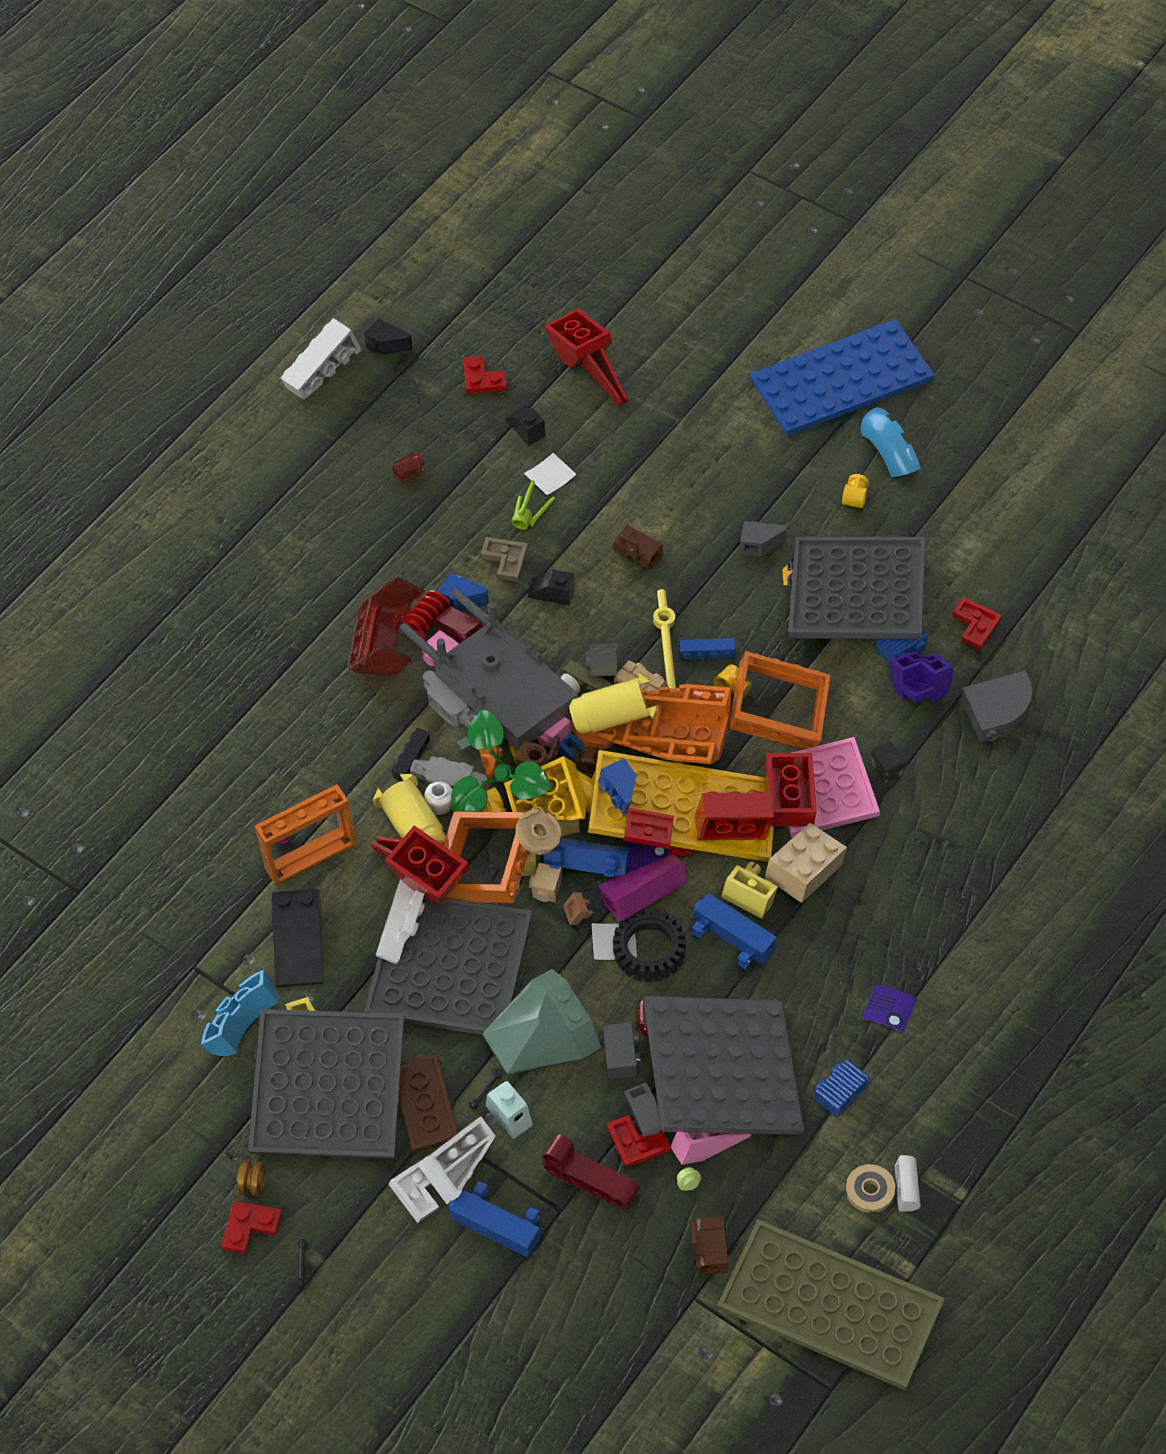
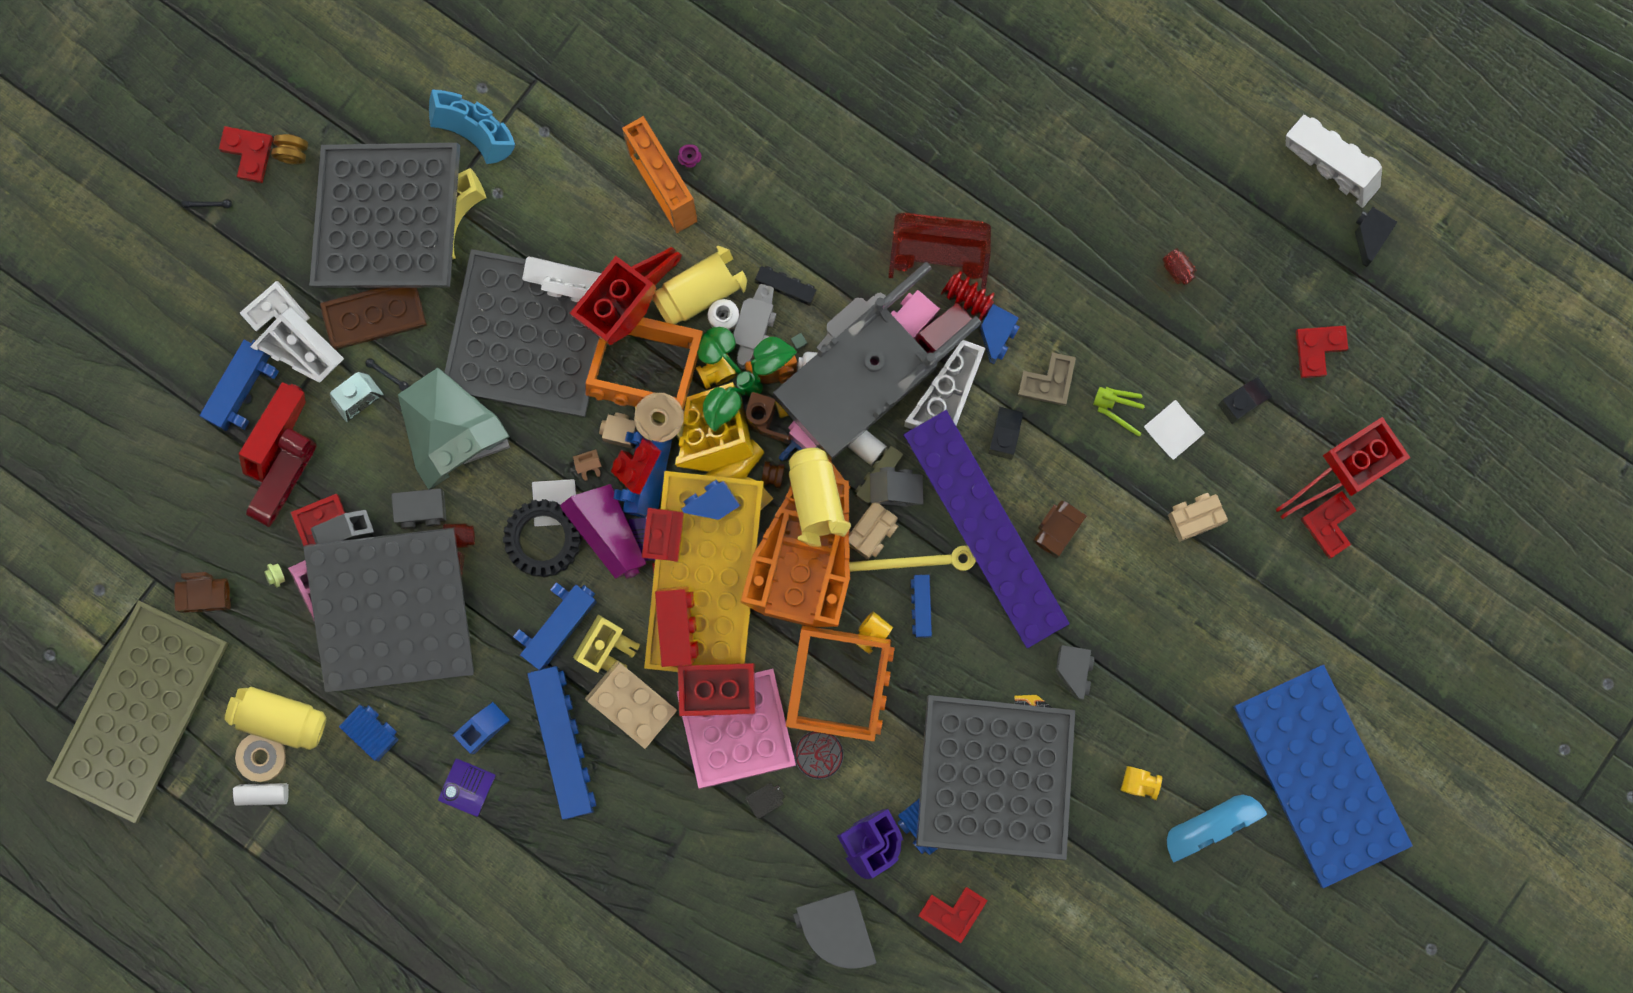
camera: 85 degrees right, 25 degrees up
(297, 937) = (561, 178): black slope -> none
(524, 623) = (950, 386): none -> white wedge
(546, 1183) = (262, 444): none -> red slope
(588, 859) = (635, 470): none -> red plate
(627, 454) = (1197, 517): none -> tan brick
(633, 373) = (1323, 524): none -> red plate
(637, 595) = (986, 529): none -> dark purple plate
(832, 1165) = (276, 718): none -> light yellow piece
(835, 989) = (481, 728): none -> blue slope
(843, 723) = (819, 755): none -> tile
(843, 924) = (560, 742): none -> blue brick

